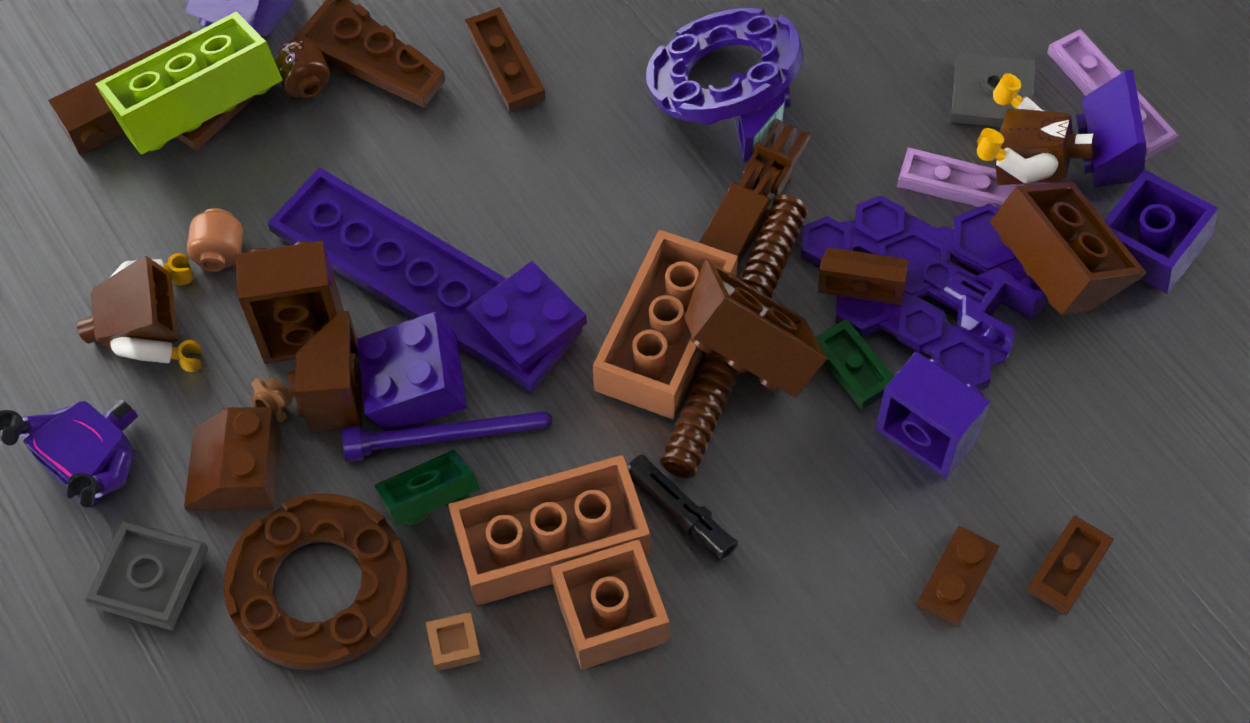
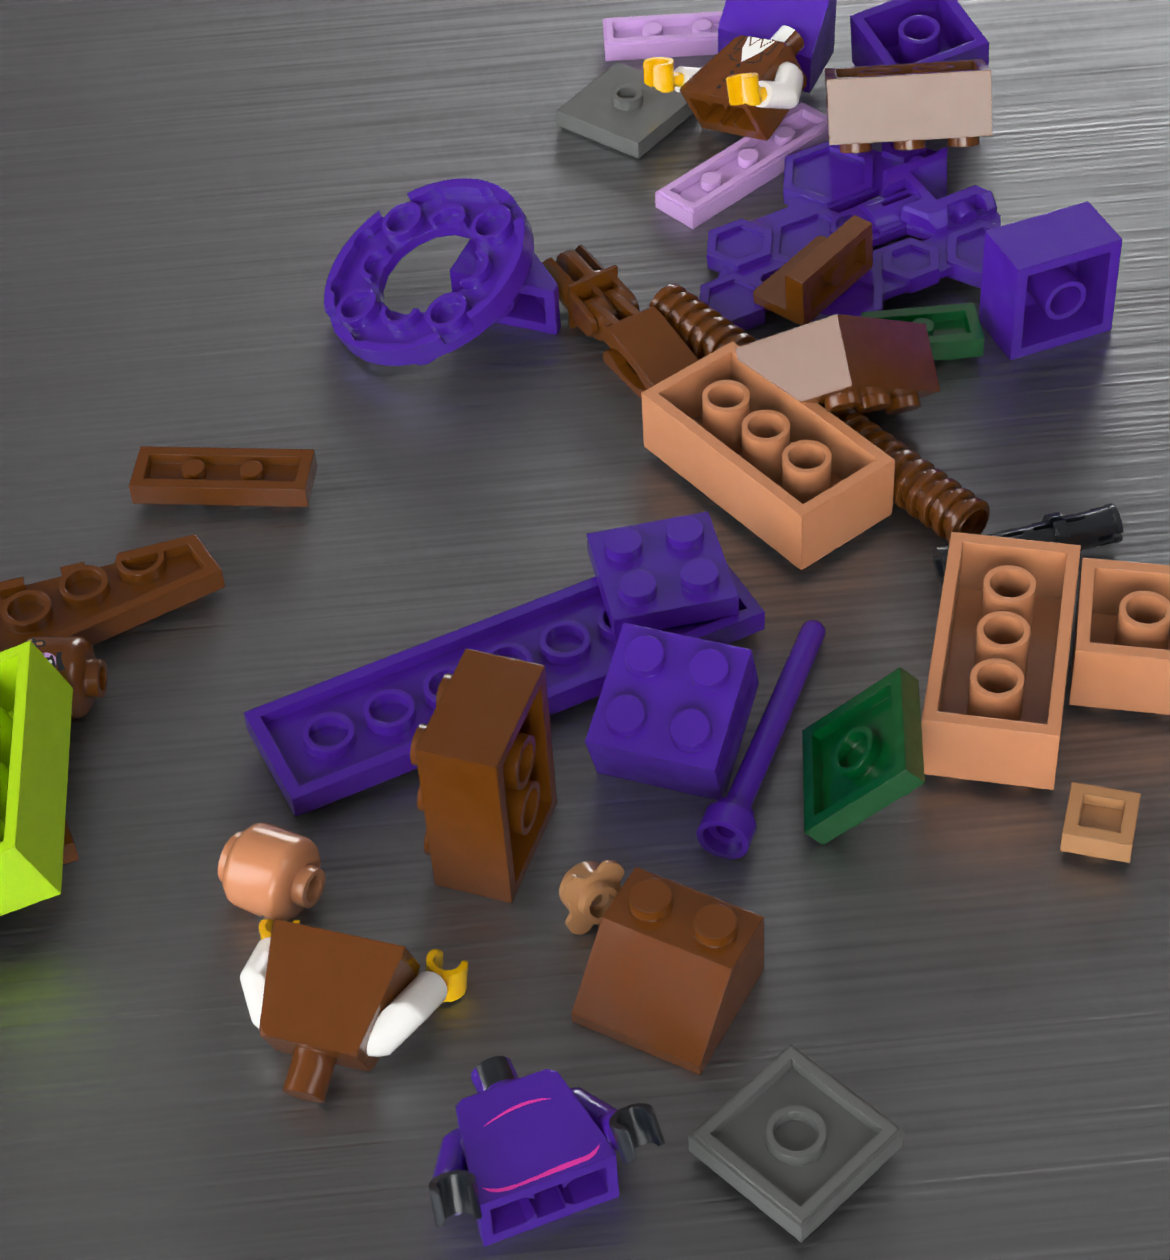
camera: 60 degrees left, 15 degrees down
(329, 378) = (629, 787): reddish brown slope -> none
(351, 631) = (943, 1023): reddish brown plate -> none

